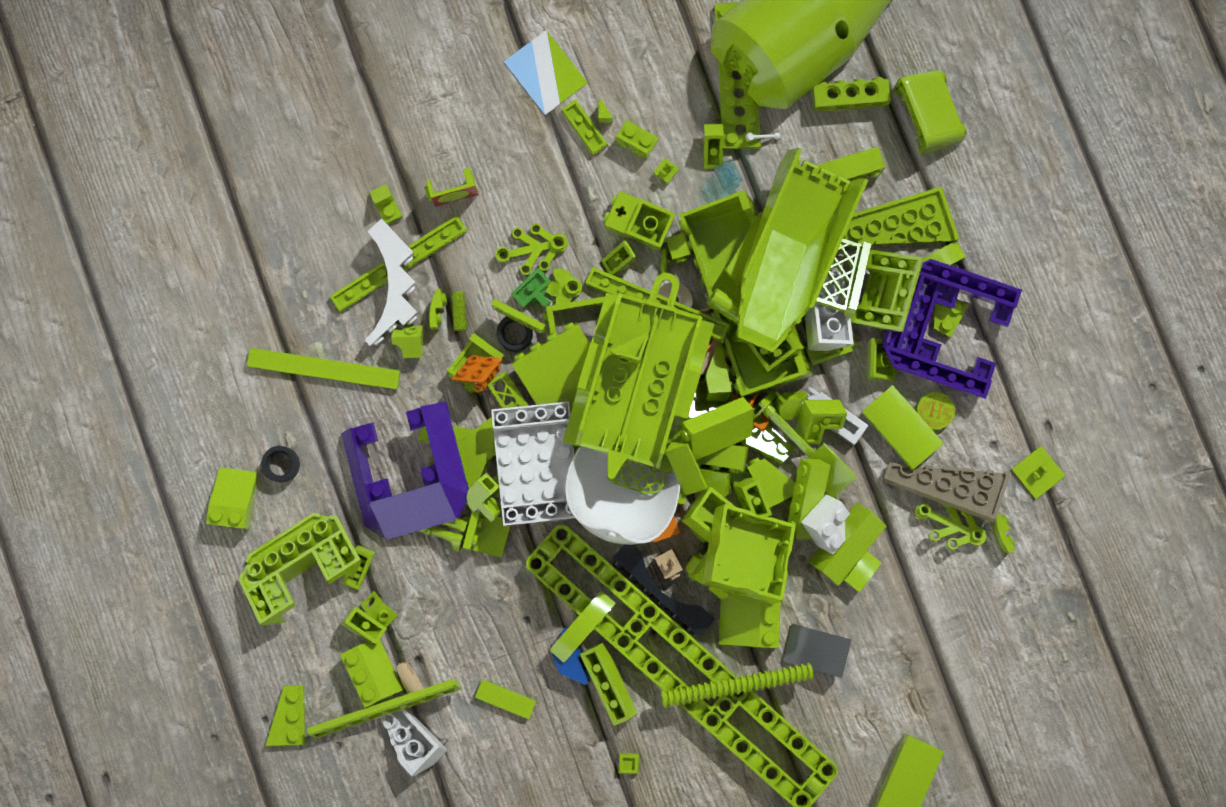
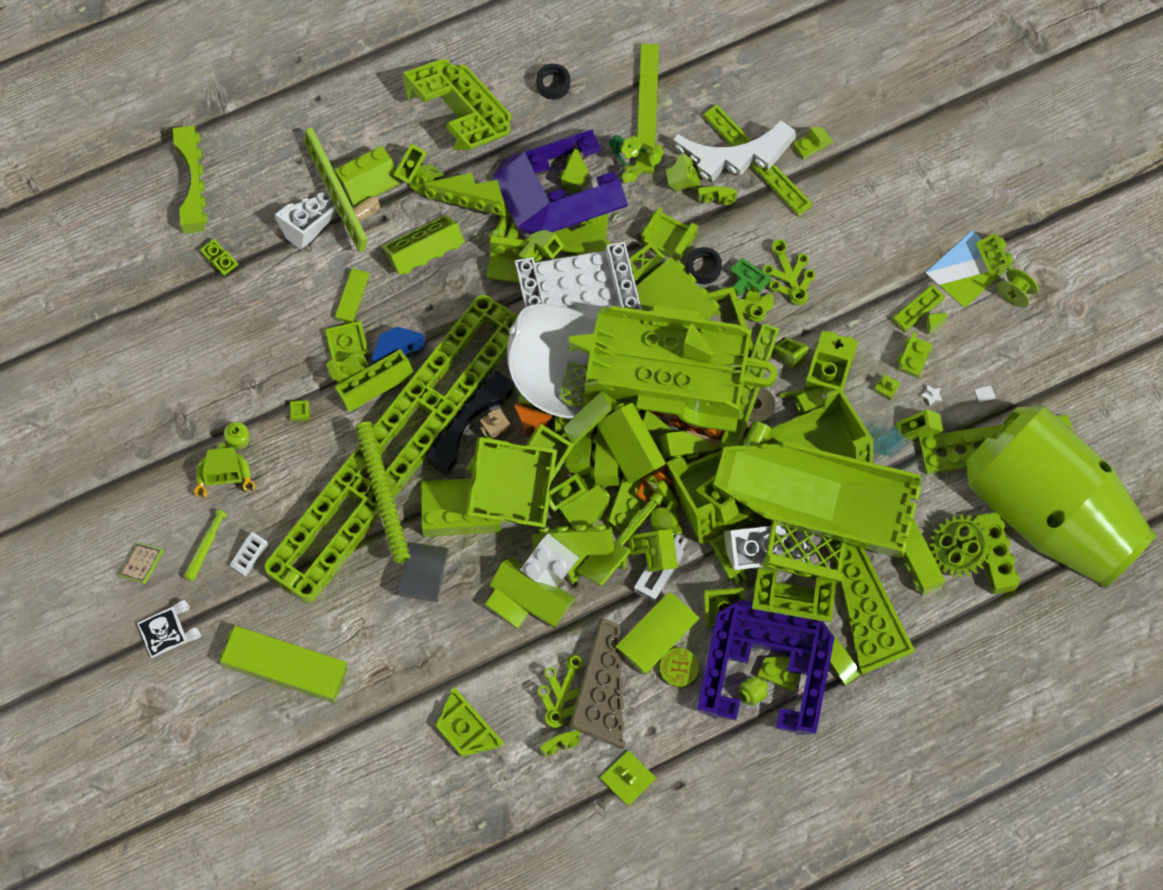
camera: 80 degrees right, 15 degrees down
(232, 498) = (516, 46): lime slope -> none
(289, 719) = (320, 116): lime wing -> none
(369, 555) = (474, 163): lime slope -> none
(380, 391) = (631, 147): none -> lime plant
(393, 451) = (576, 173): none -> lime slope
(402, 572) = (464, 192): none -> lime slope
(453, 194) = (839, 207): lime panel -> none
(456, 620) = (423, 244): none -> lime slope
(460, 301) = (715, 213): lime piece -> none
(479, 371) = (661, 233): orange hinge -> none
(518, 316) = (718, 261): lime tile -> none
(536, 43) = (994, 254): none -> lime bracket
(558, 708) = (346, 340): none -> lime tile
(579, 26) = (1018, 285): none -> lime piece
(582, 626) = (427, 347): lime slope -> none
(592, 709) = (349, 367): none -> lime brick
(679, 129) = (932, 395): none -> white piece
(682, 78) = (985, 394): none -> white sticker
(750, 136) = (934, 456): white hinge -> none
(860, 120) = (968, 561): none -> lime gear
(931, 110) = (992, 630): lime windscreen -> none
(967, 343) = (753, 690): none -> lime head
(978, 623) = (465, 727): none -> lime wing

